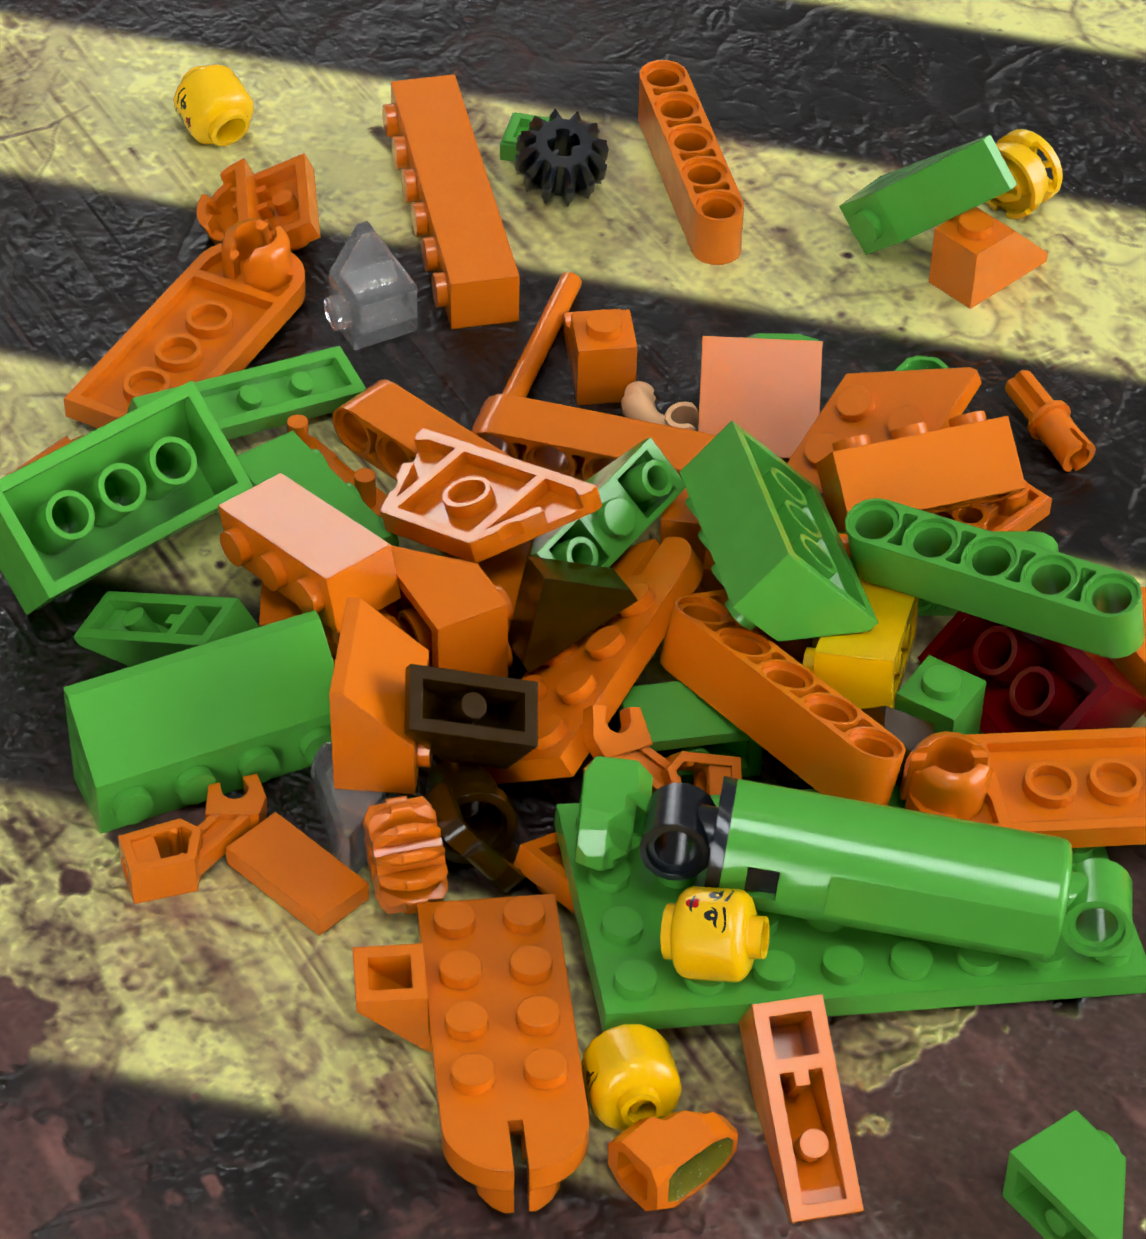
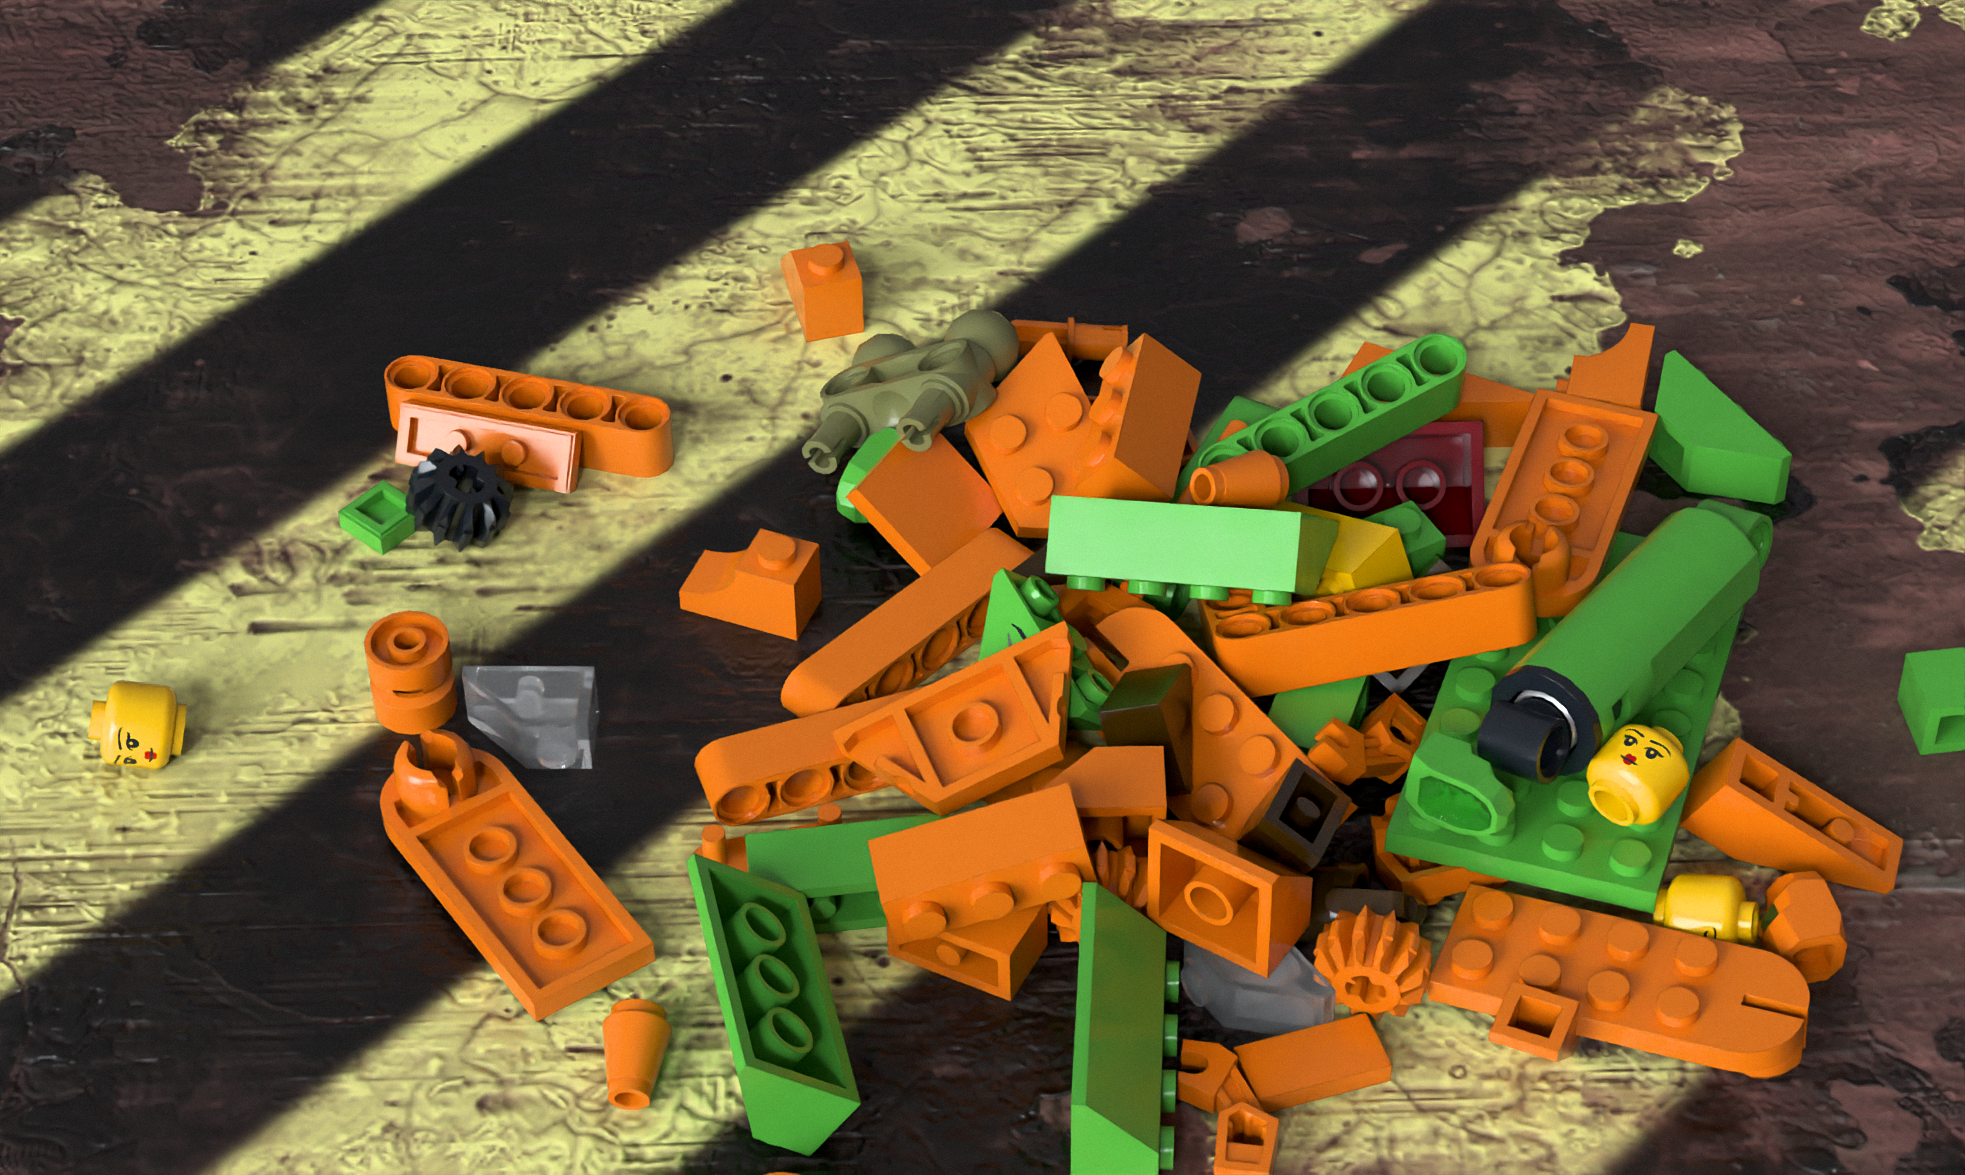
camera: 60 degrees left, 0 degrees up
(152, 625) = (957, 1037): bright green slope -> none
(273, 392) = (654, 849): bright green plate -> none
(276, 195) = (338, 747): orange slope -> none
(352, 191) = (411, 672): none -> orange wheel
(451, 203) = (487, 604): orange brick -> none
(543, 335) = (702, 630): orange bar -> none
(637, 153) = (530, 451): none -> tile
(640, 405) = (858, 595): light nougat arm -> none
(835, 524) = (1242, 481): none -> orange cone
(867, 330) = (913, 386): none -> olive piece
(926, 194) = (755, 272): bright green slope -> none
(1033, 185) = (740, 213): yellow wheel -> none

